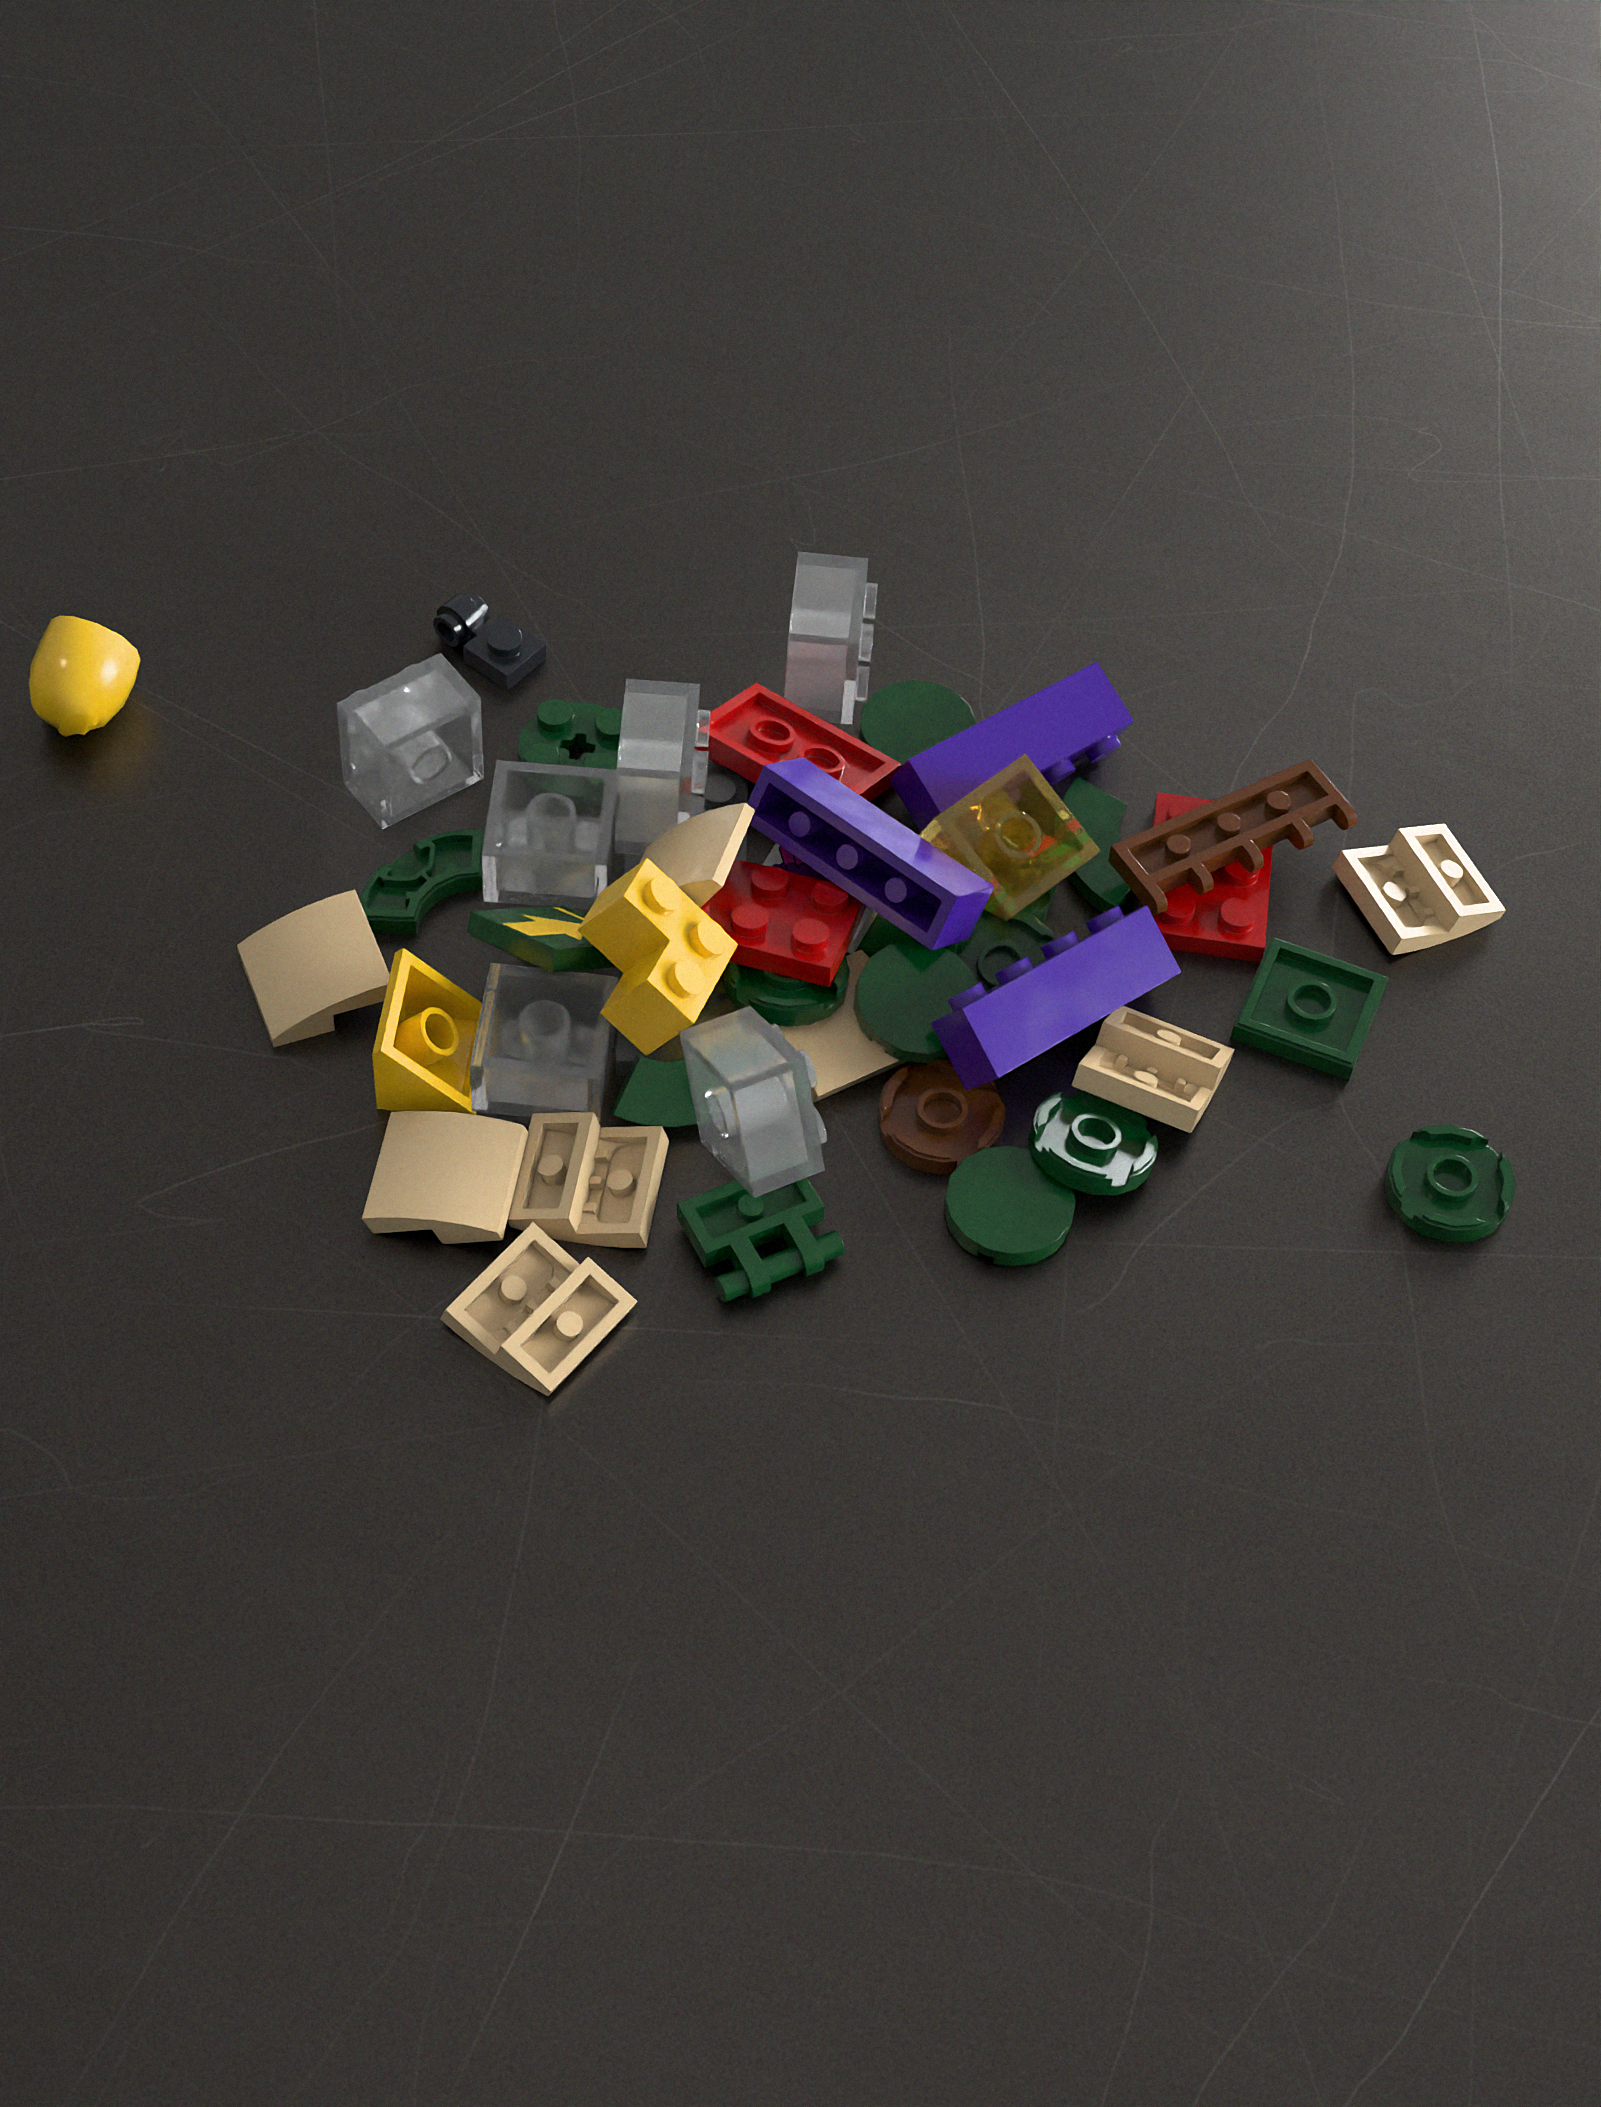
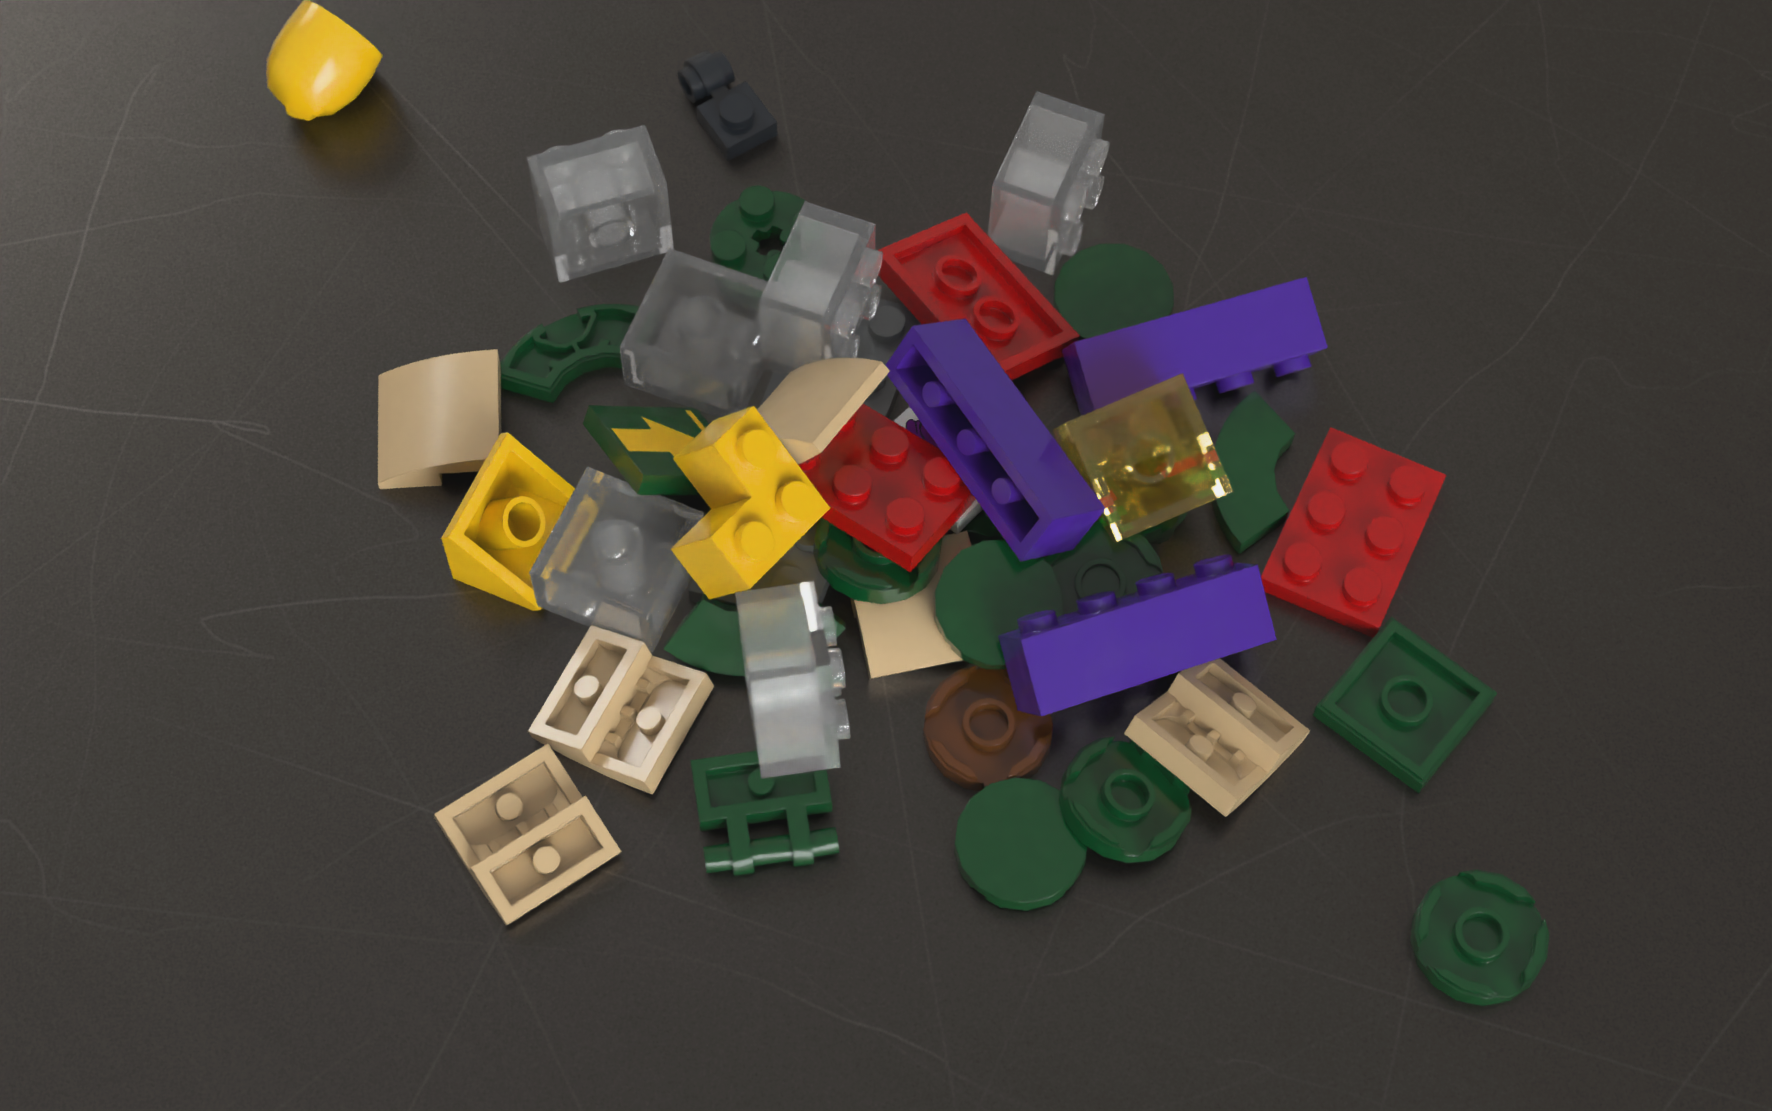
camera: 20 degrees right, 10 degrees up
(446, 1175) = (486, 670): tan slope -> none
(1228, 832) = (1381, 497): reddish brown hinge -> none
(1418, 889) = (1566, 599): tan slope -> none

